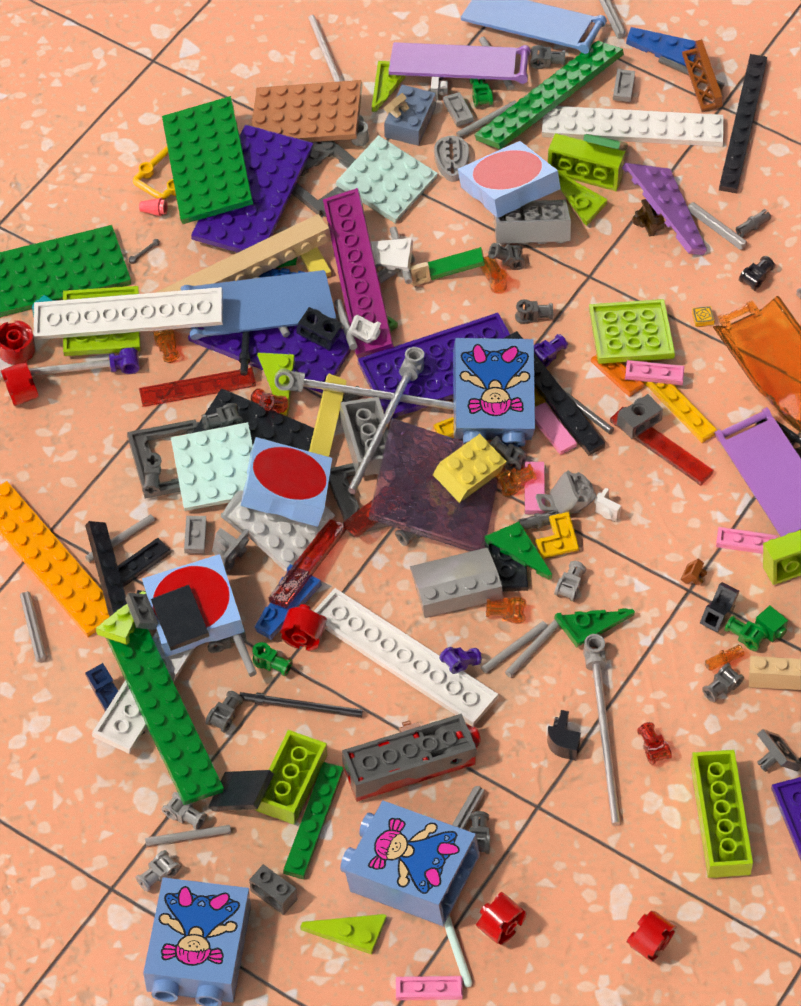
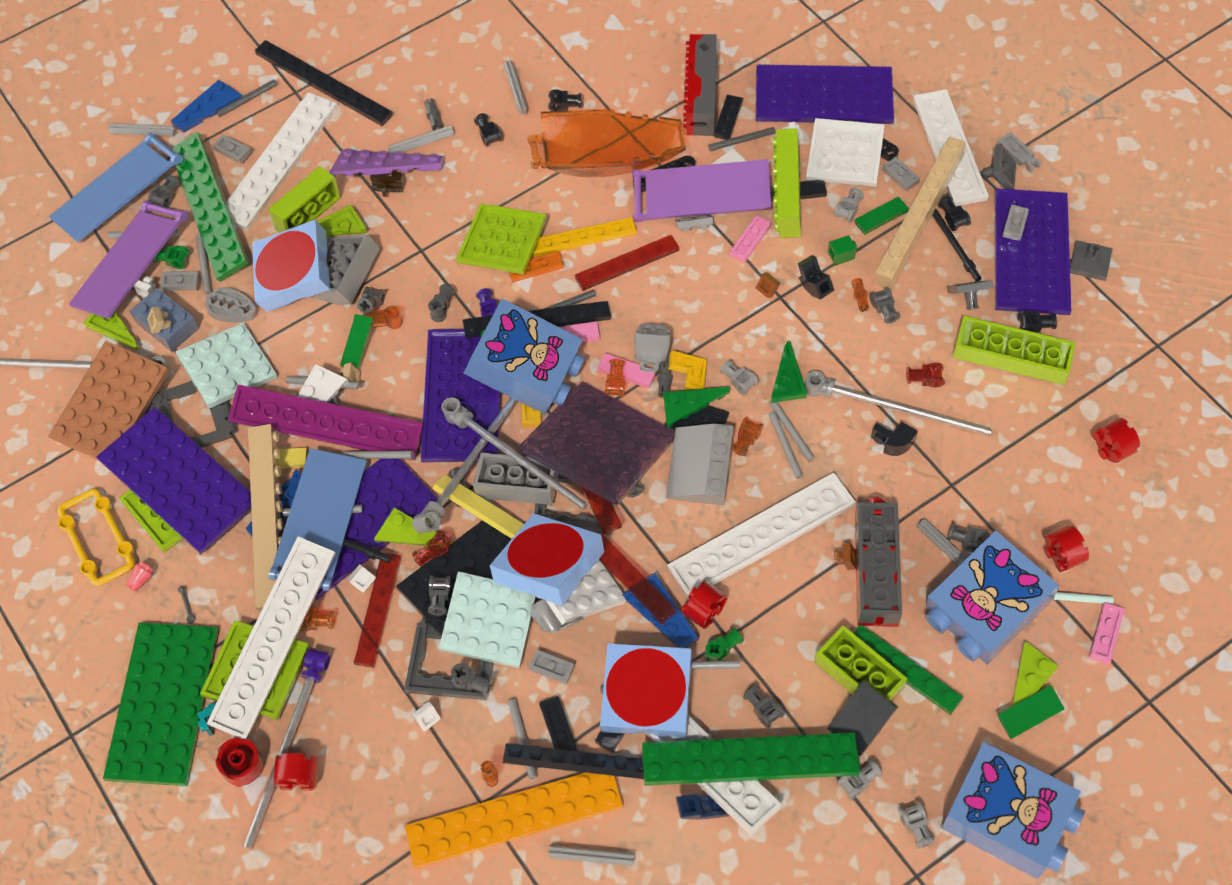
camera: 65 degrees left, 5 degrees up
(72, 520) = (489, 773): none -> clear orange pin
(109, 458) = (426, 716): none -> white tile
(118, 625) = (640, 762): lime wing -> none
(141, 611) = (640, 737): dark grey plate -> none
(175, 837) = (883, 788): light grey bar -> none
(179, 617) = (665, 703): black tile -> none
(207, 160) = (118, 505): green plate -> none
(218, 361) = (361, 578): none -> white tile
(229, 547) = (589, 639): light grey bracket -> none
(261, 699) = (760, 669): black bar -> none
(273, 889) = (972, 727): dark grey brick -> none
(312, 938) = (1030, 712): none -> green piece
(318, 331) = (377, 478): black brick -> none
(364, 329) = (399, 437): white bracket -> none
(458, 659) = (789, 488): dark purple connector -> none
(469, 468) = (598, 405): light yellow brick -> none
(509, 453) = (588, 375): dark grey connector -> none
(605, 141) = (297, 177): tile -> none
(606, 507) = (675, 323): white bracket -> none
(649, 412) = (597, 254): dark grey brick -> none
(654, 372) = (553, 237): bright pink tile -> none
(703, 316) = (509, 184): yellow tile -> none
(708, 73) = (262, 83): dark orange fence -> none
(735, 480) = (701, 221): none -> light grey plate
(747, 633) = (844, 269): green connector -> none
(771, 827) = (1035, 322): none -> black connector

